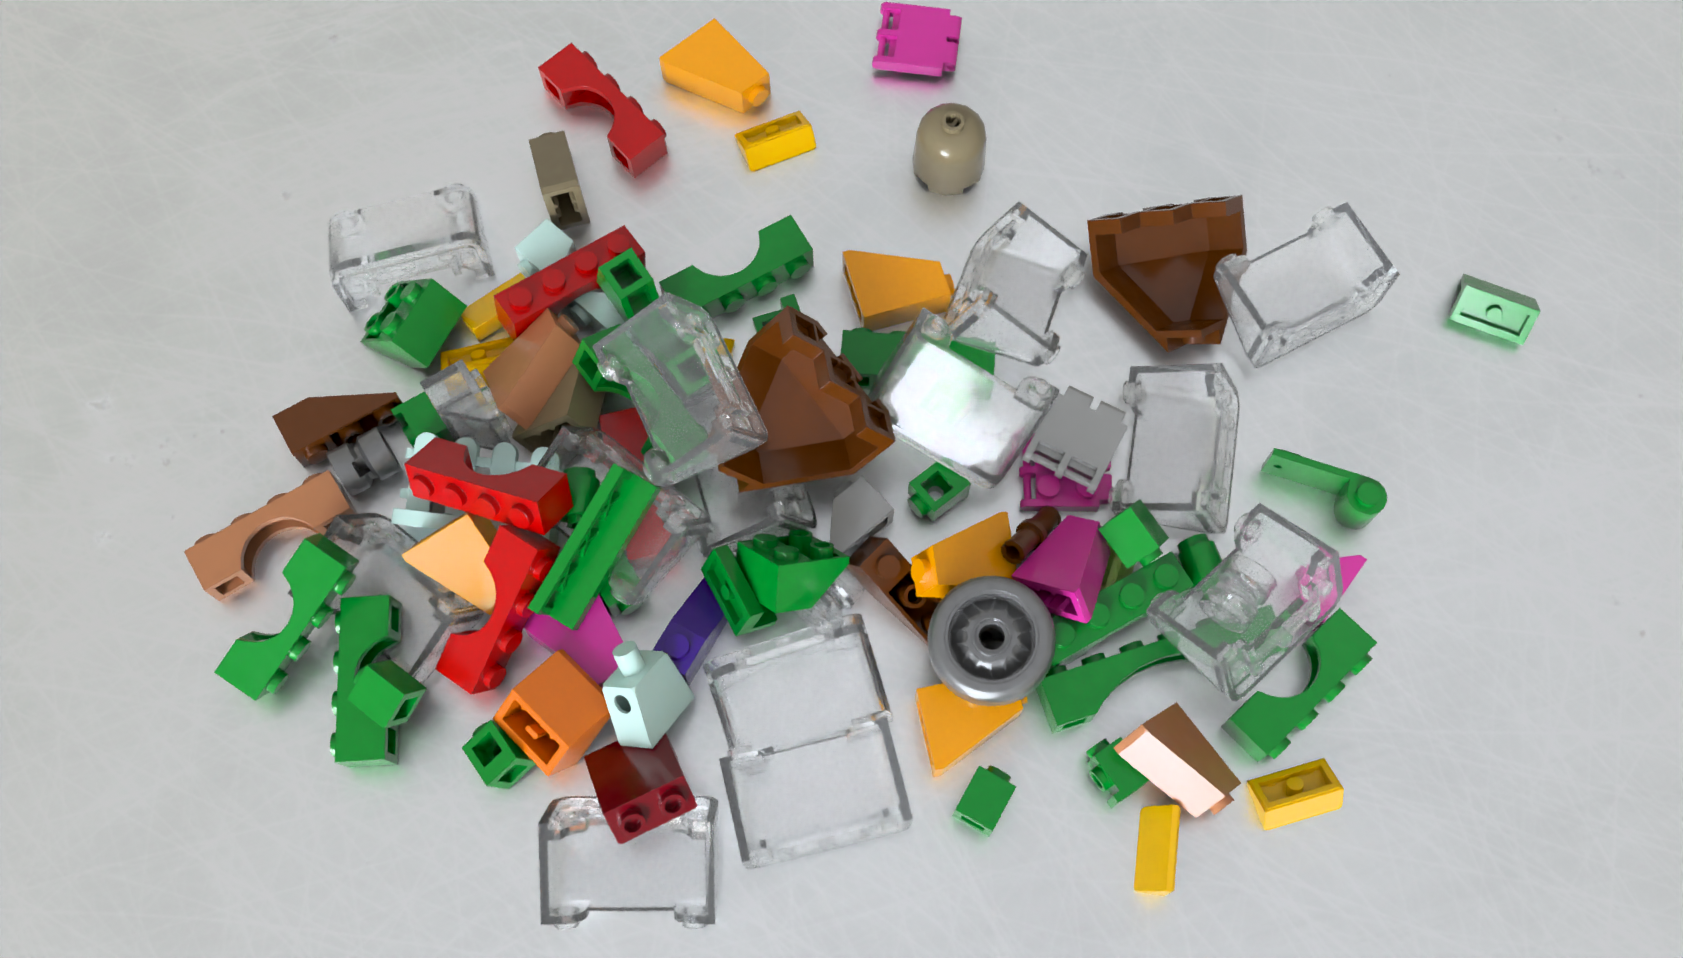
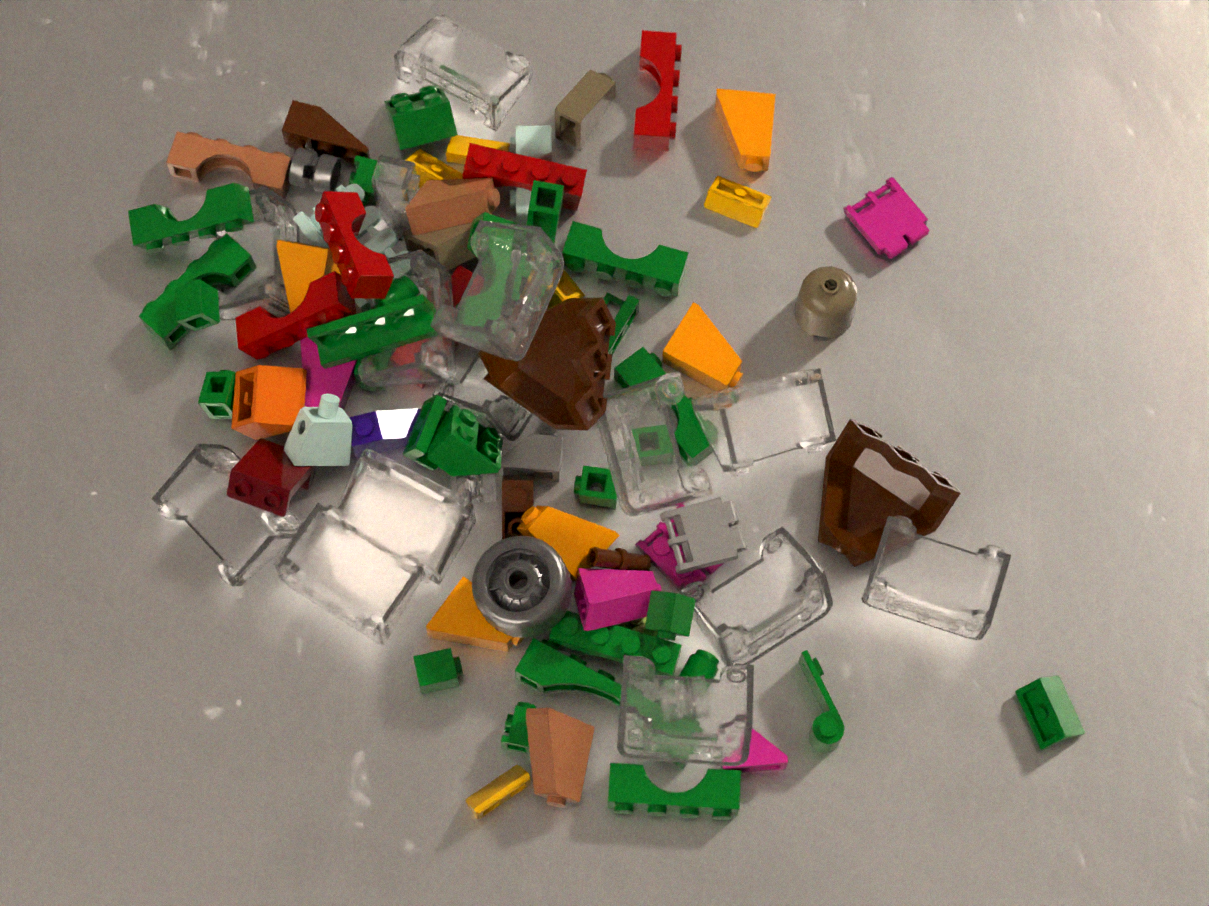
camera: 45 degrees right, 0 degrees up
(1296, 793) = (606, 843): yellow slope -> none

